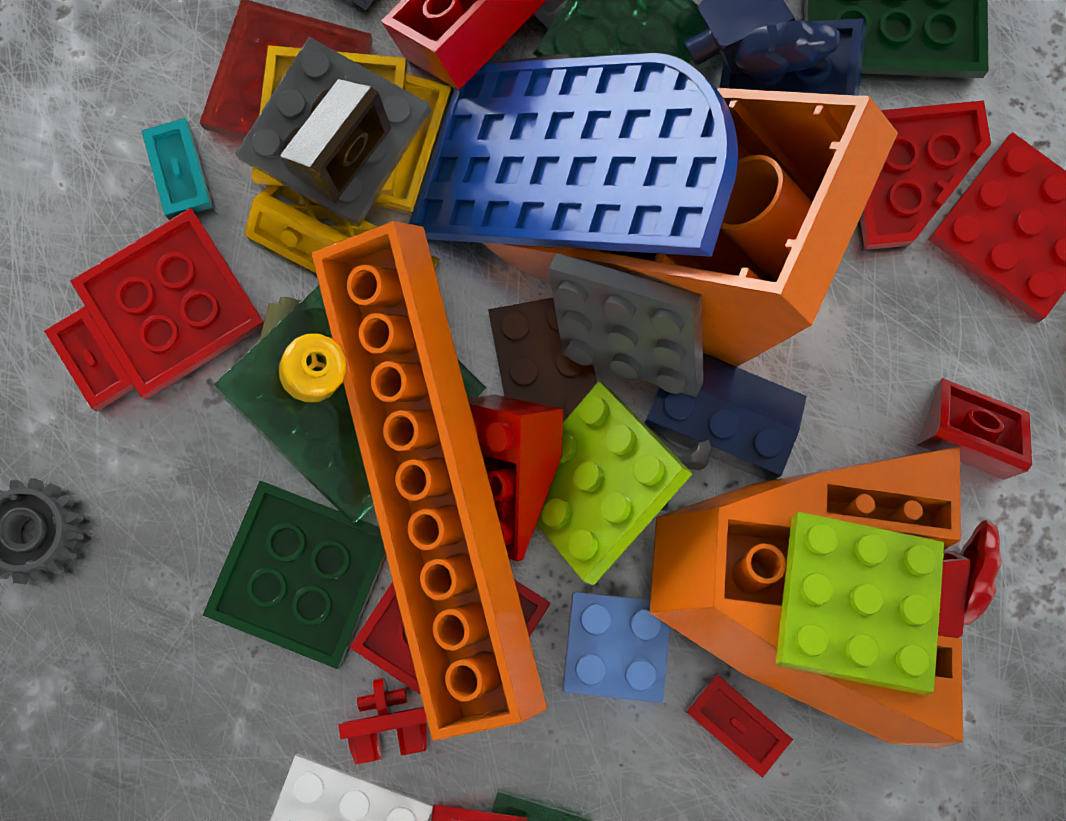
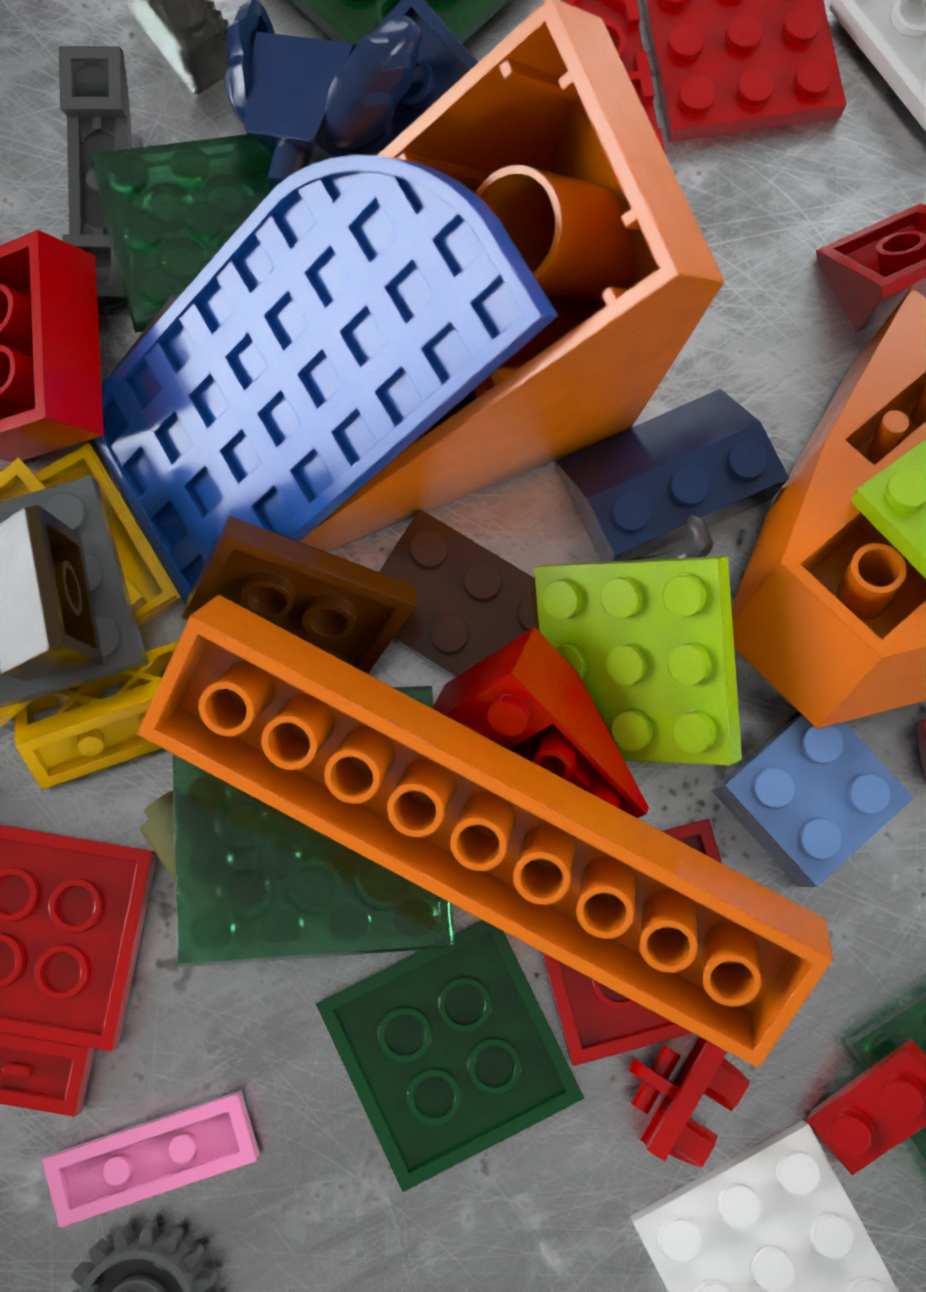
camera: 45 degrees left, 0 degrees up
(105, 468) = (150, 1158): none -> bright pink plate
(300, 379) = (259, 866): yellow head -> none
(468, 274) = (305, 592): none -> reddish brown plate
(628, 324) = (515, 479): dark grey plate -> none

